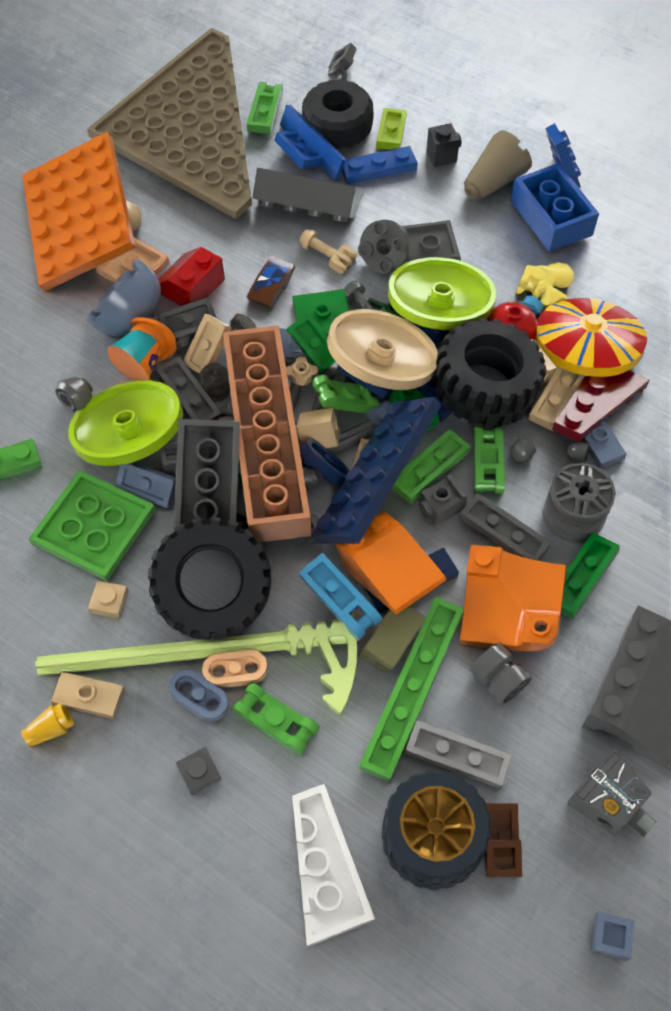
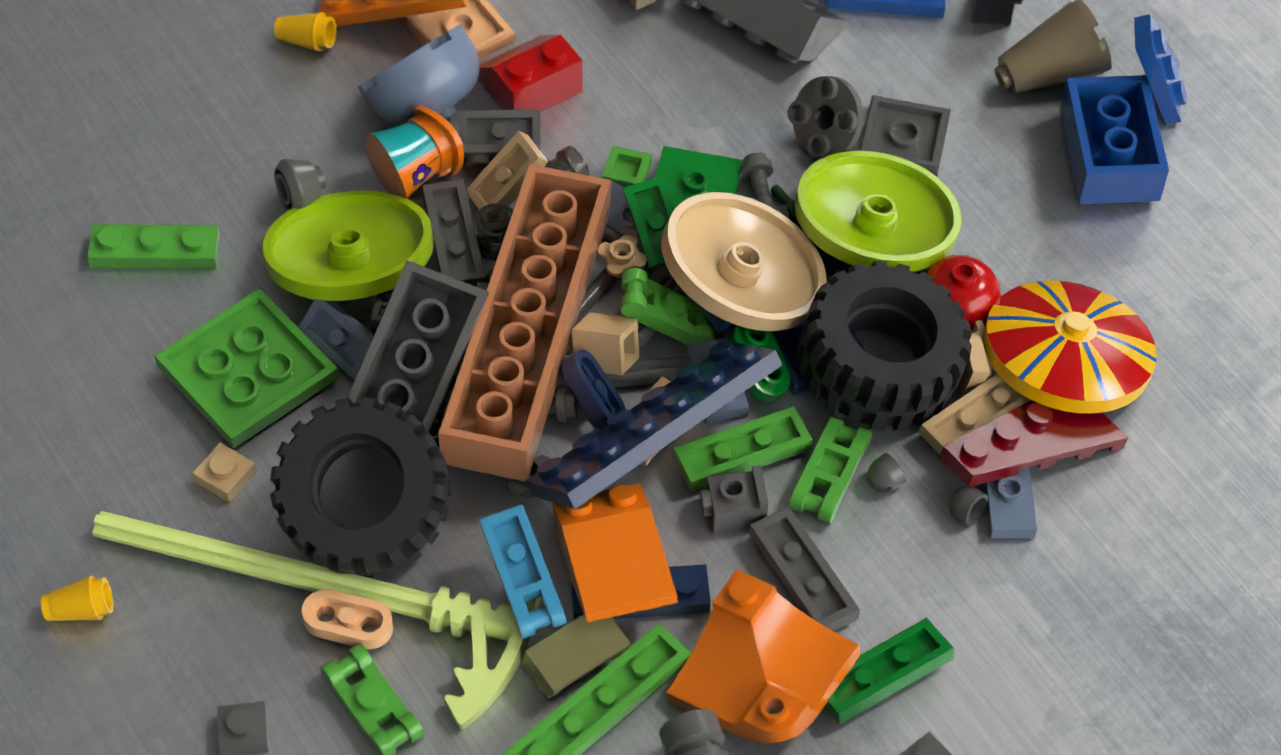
camera: 20 degrees right, 5 degrees down
(36, 295) = (307, 30): none -> yellow cone
(88, 695) = (145, 583): tan plate -> none
(200, 696) = (286, 638): sand blue plate -> none
(269, 282) = (641, 114): slope -> none
(277, 315) = (627, 166): none -> bright green plate
(339, 259) = (758, 112): tan hinge -> none
(534, 304) = (1007, 274): dark azure plate -> none
(541, 280) = (1043, 239): light yellow animal -> none
(578, 502) = (923, 567): dark grey wheel -> none

